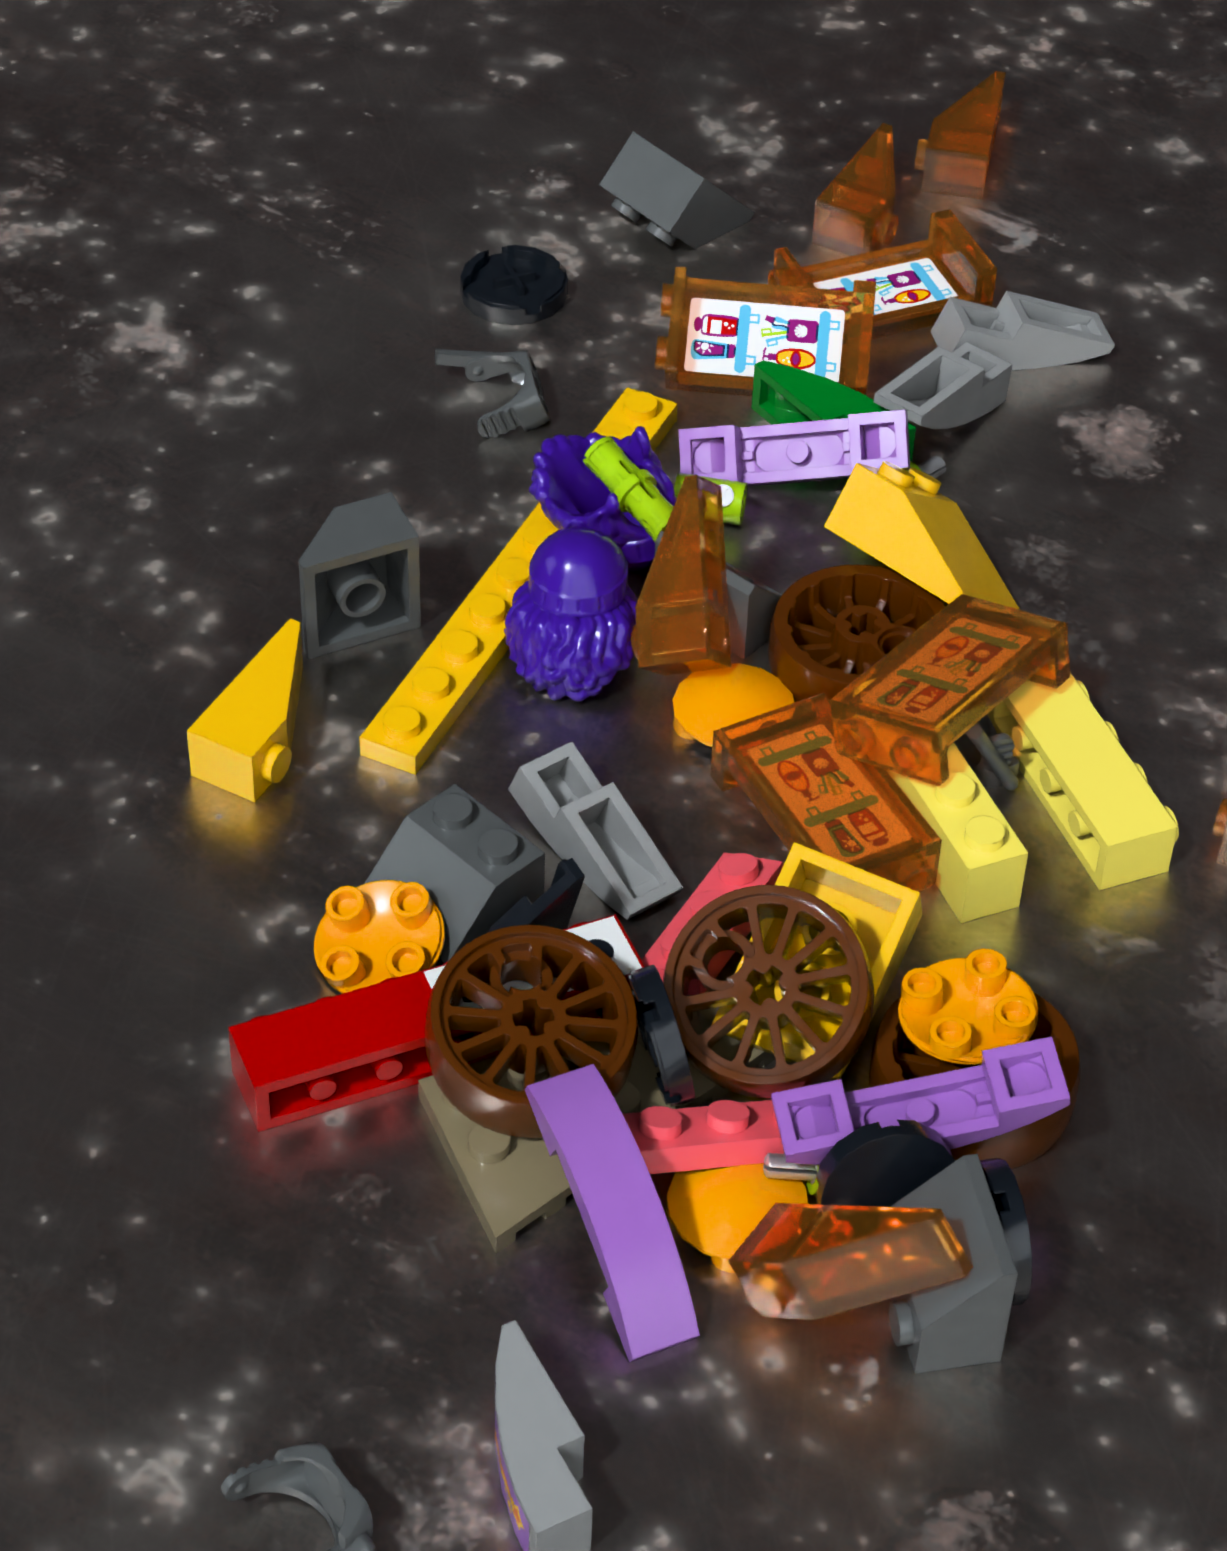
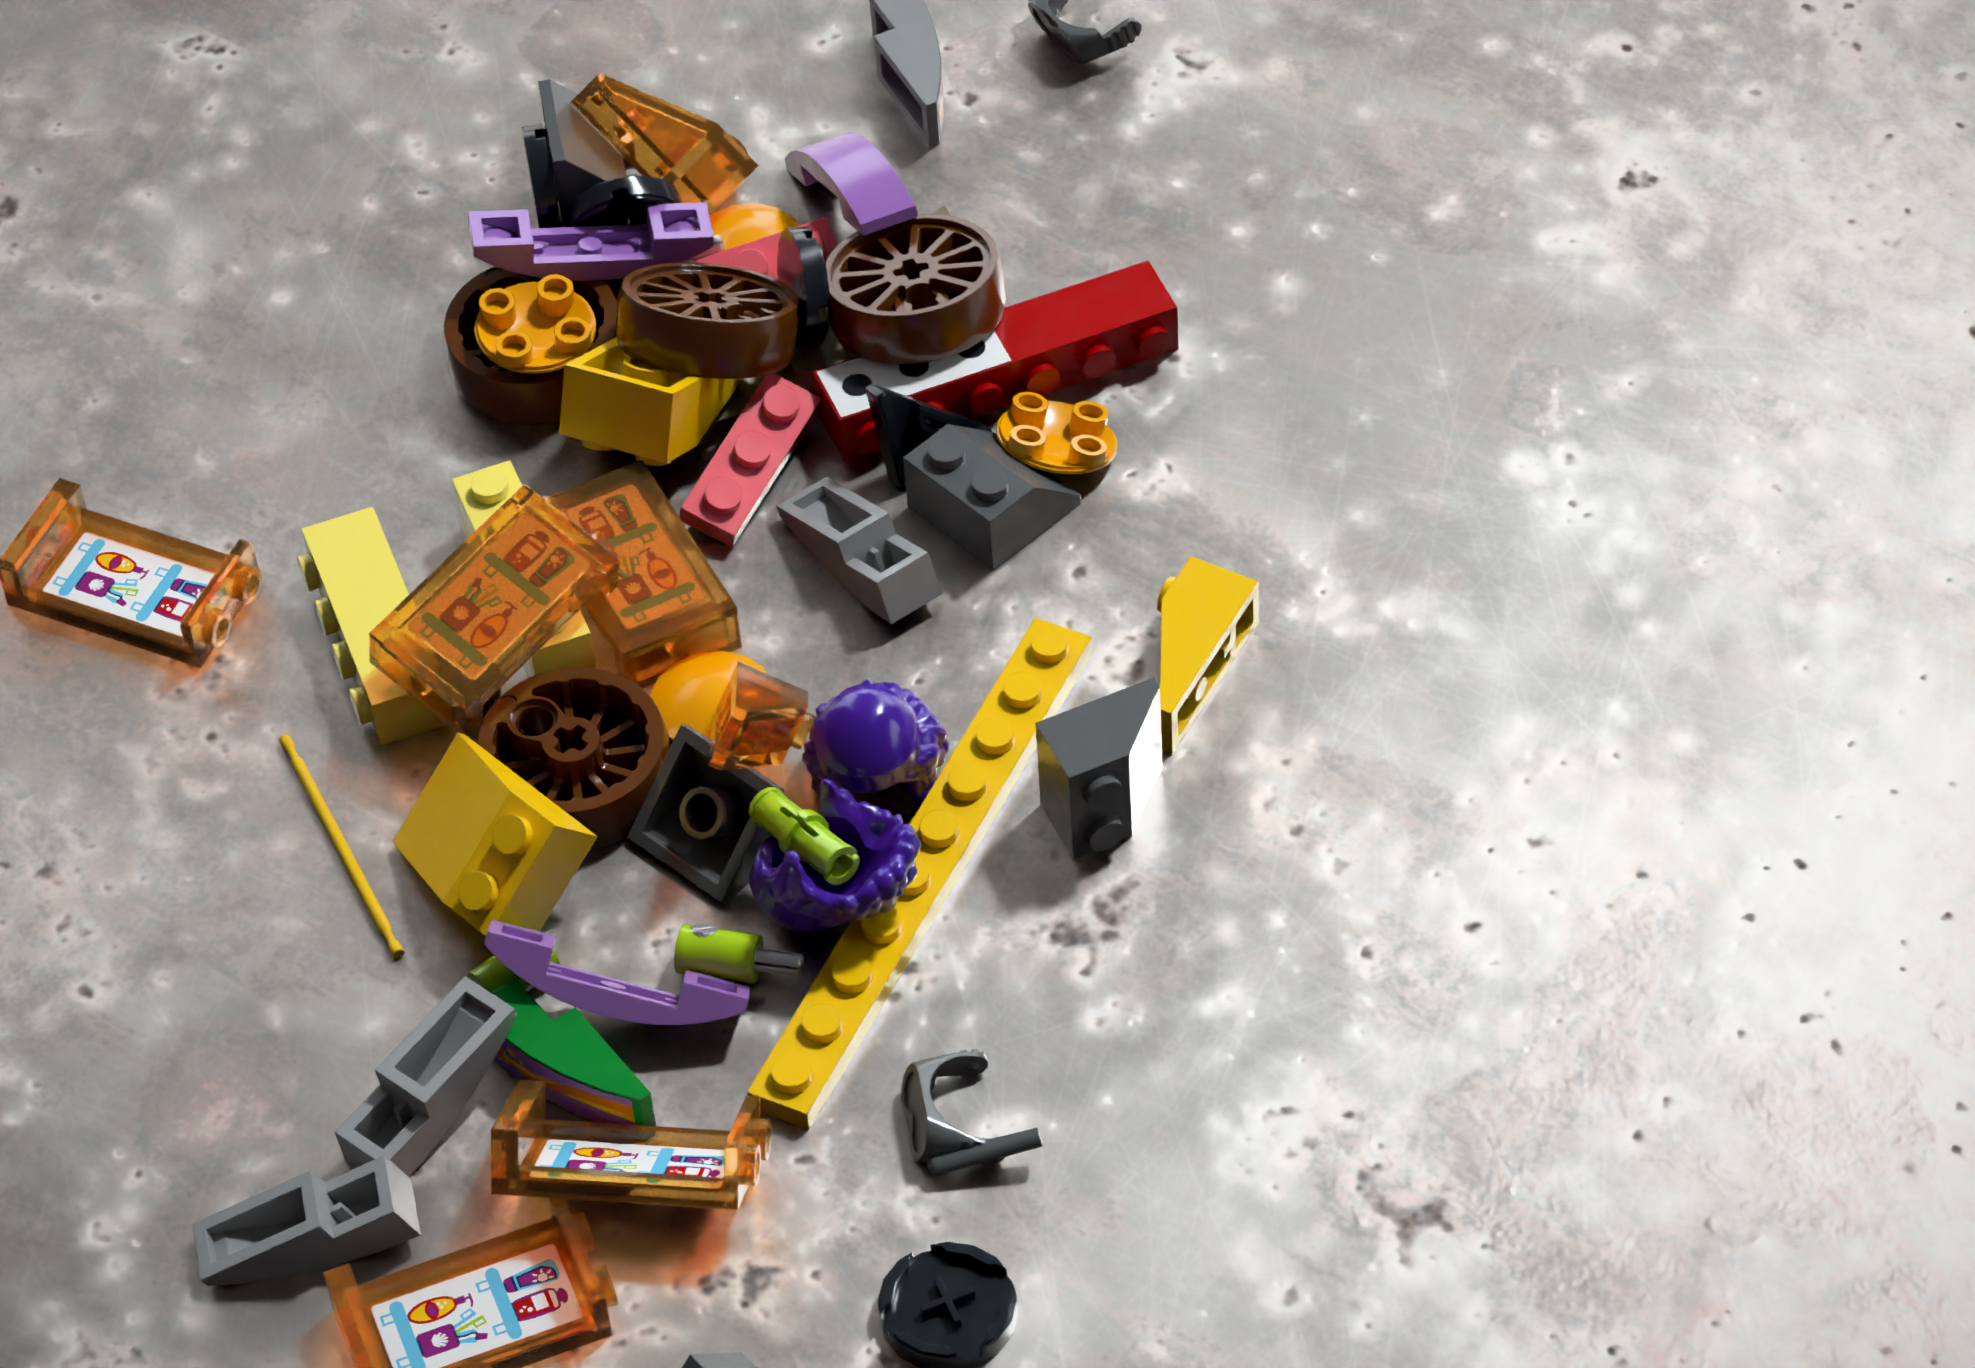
camera: 175 degrees left, 5 degrees up
(1071, 618) = (341, 847): none -> yellow piece

